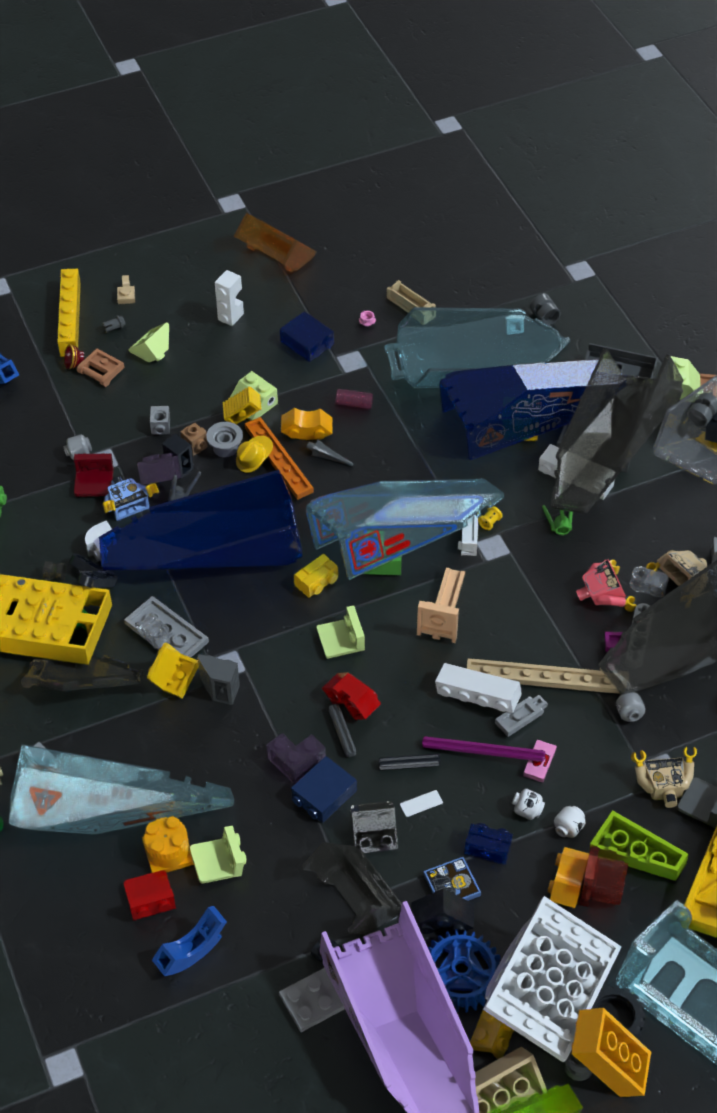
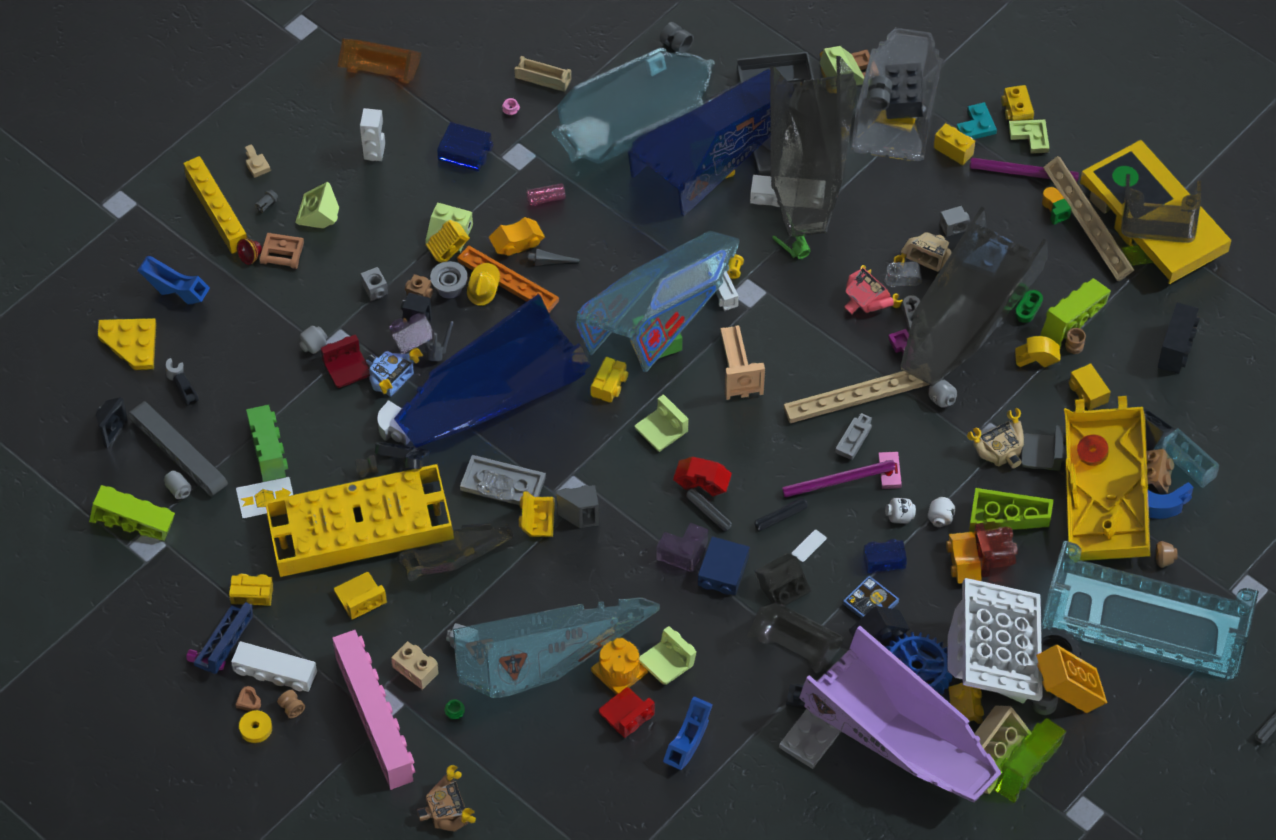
camera: 25 degrees left, 5 degrees up
(478, 688) = (808, 427): white brick -> none

